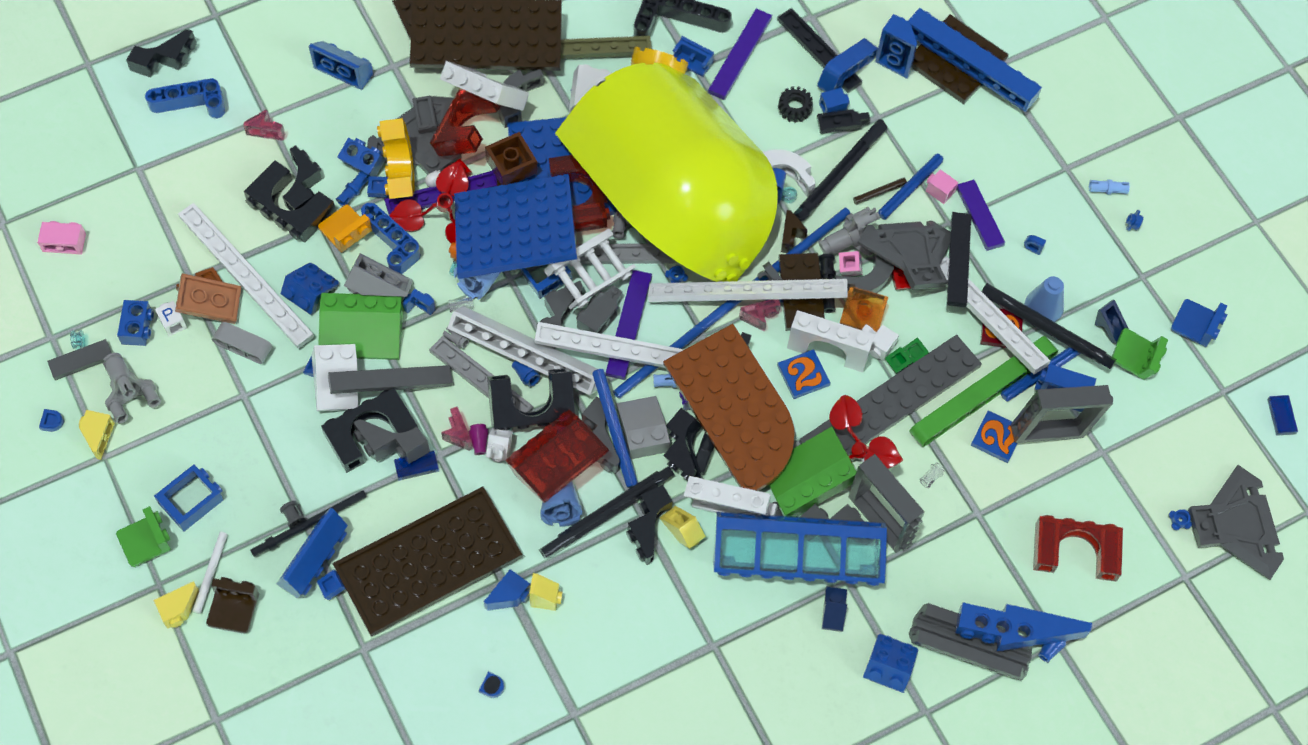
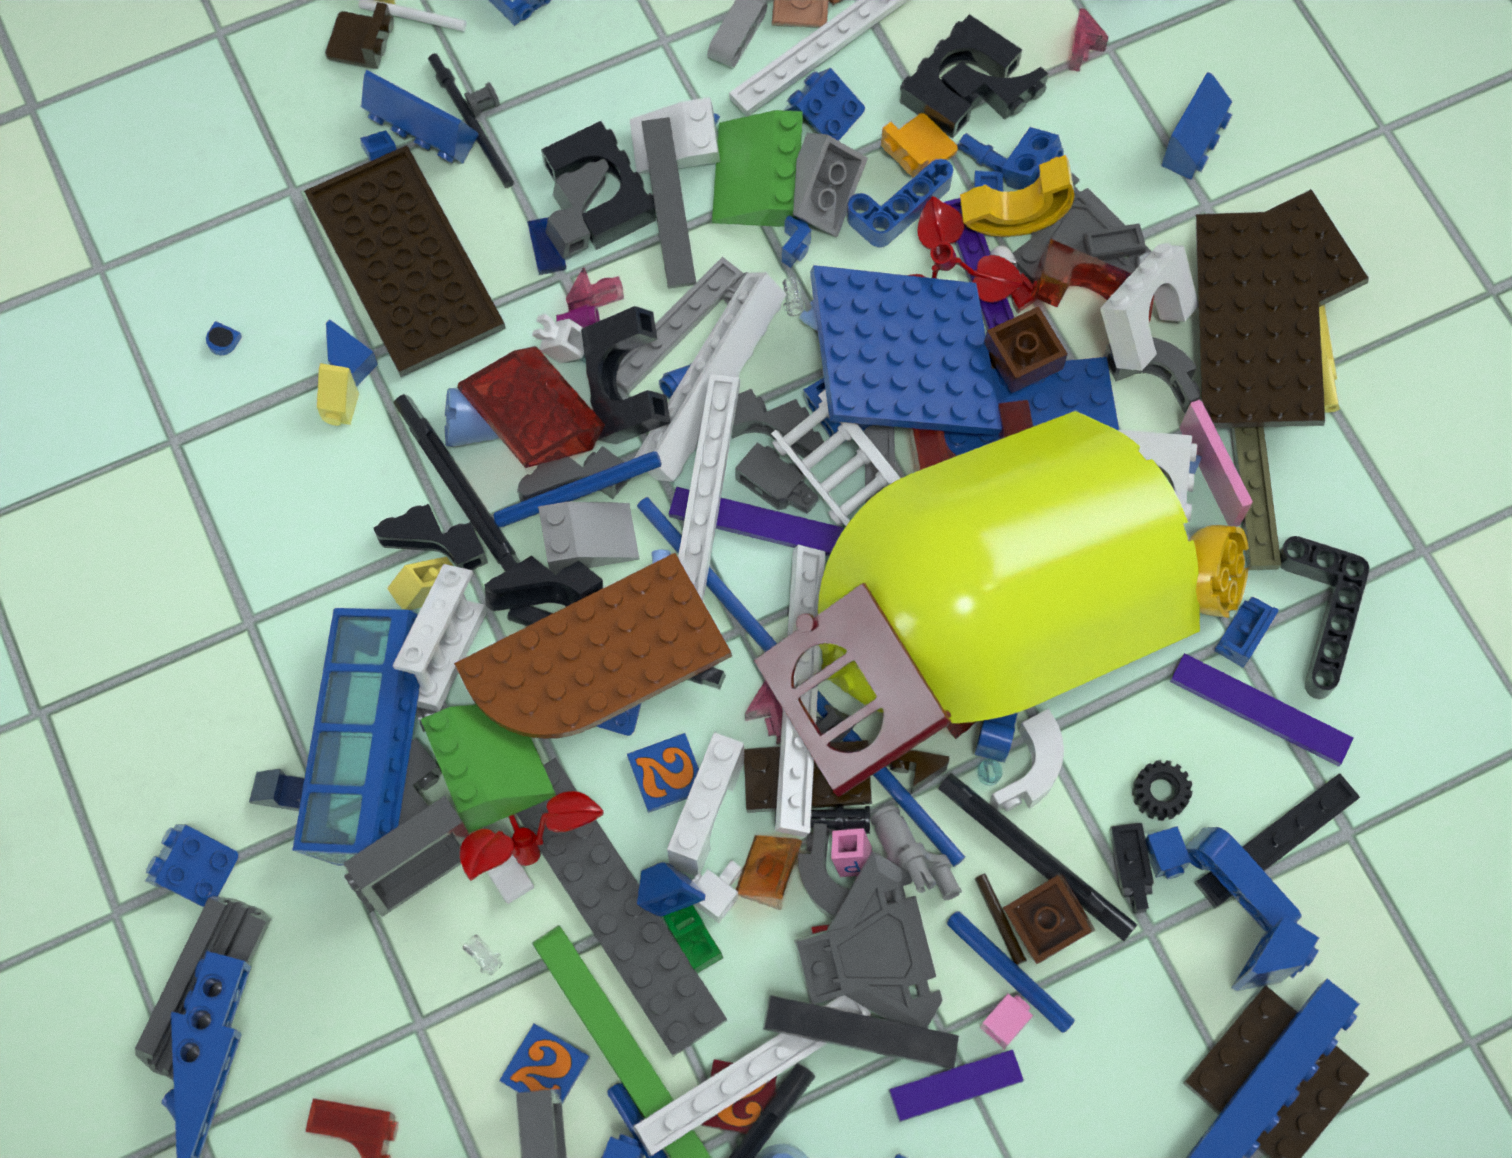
camera: 95 degrees right, 5 degrees up
(601, 57) = (1216, 465): none -> bright pink tile
(738, 225) = (902, 692): none -> door
(882, 159) = (1049, 918): none -> reddish brown brick
(883, 363) = (667, 890): none -> blue slope

